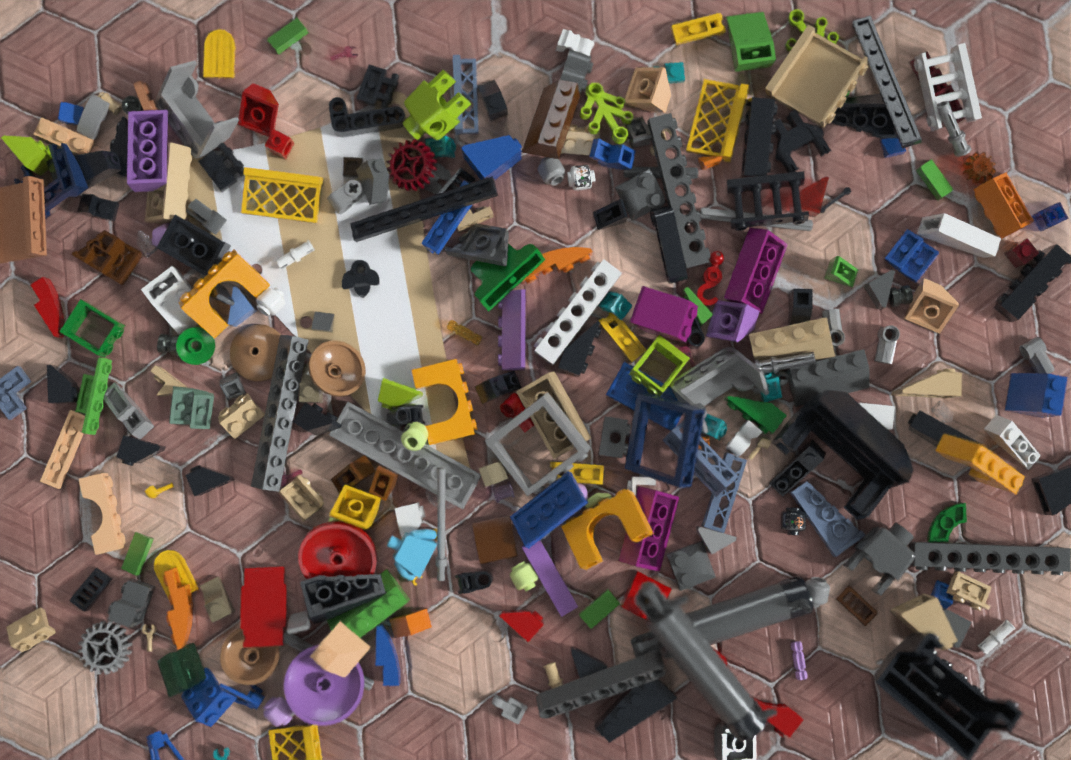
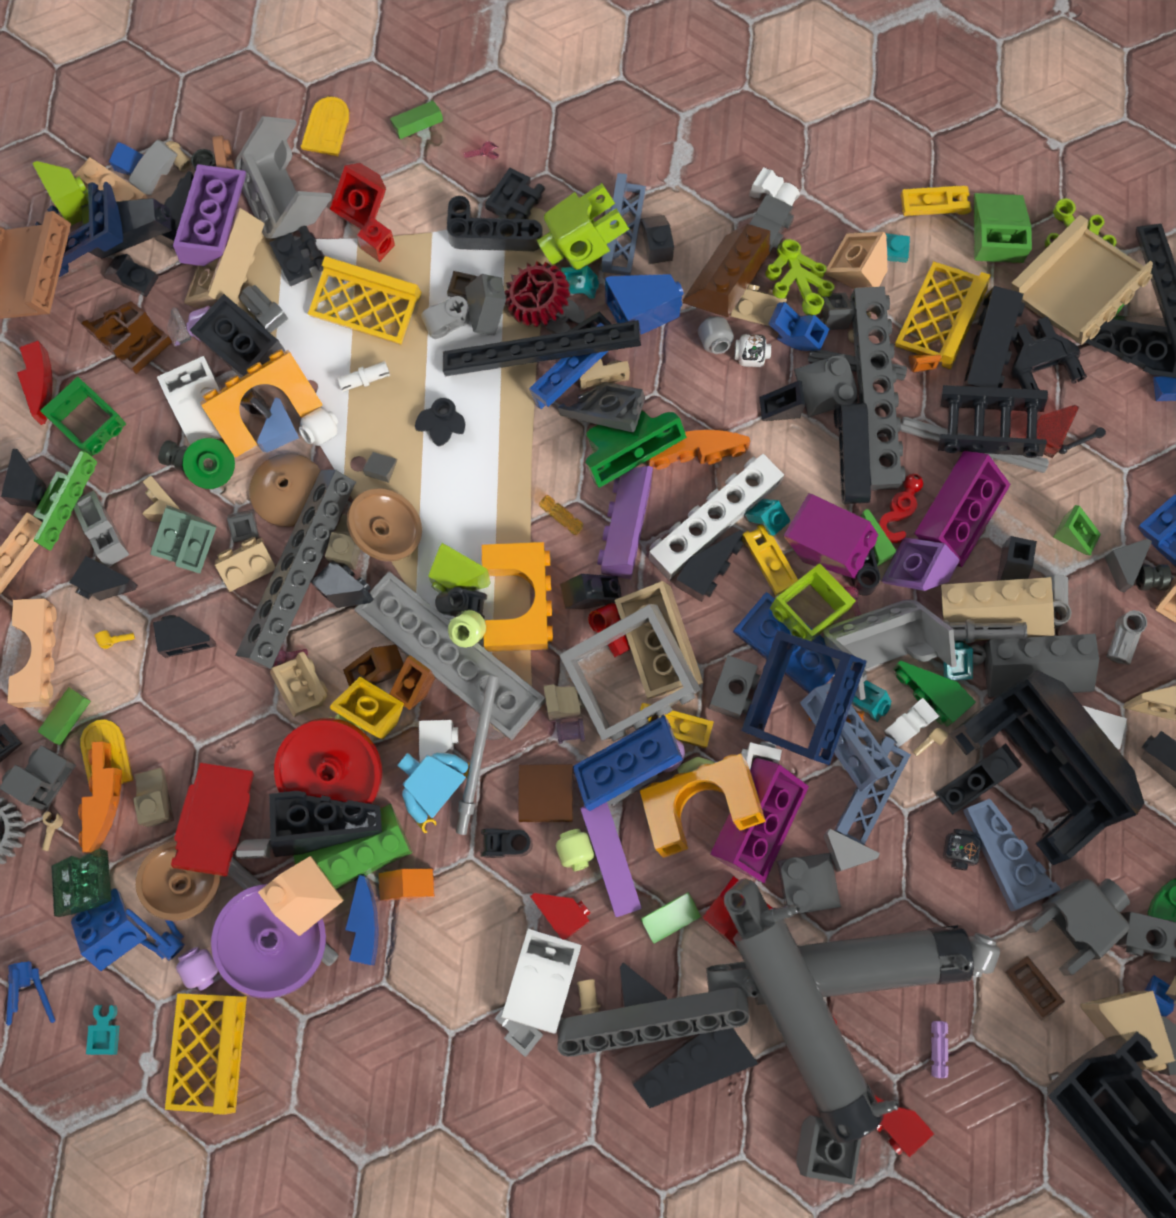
camera: 15 degrees right, 10 degrees down
(519, 672) = (541, 981): none -> white slope

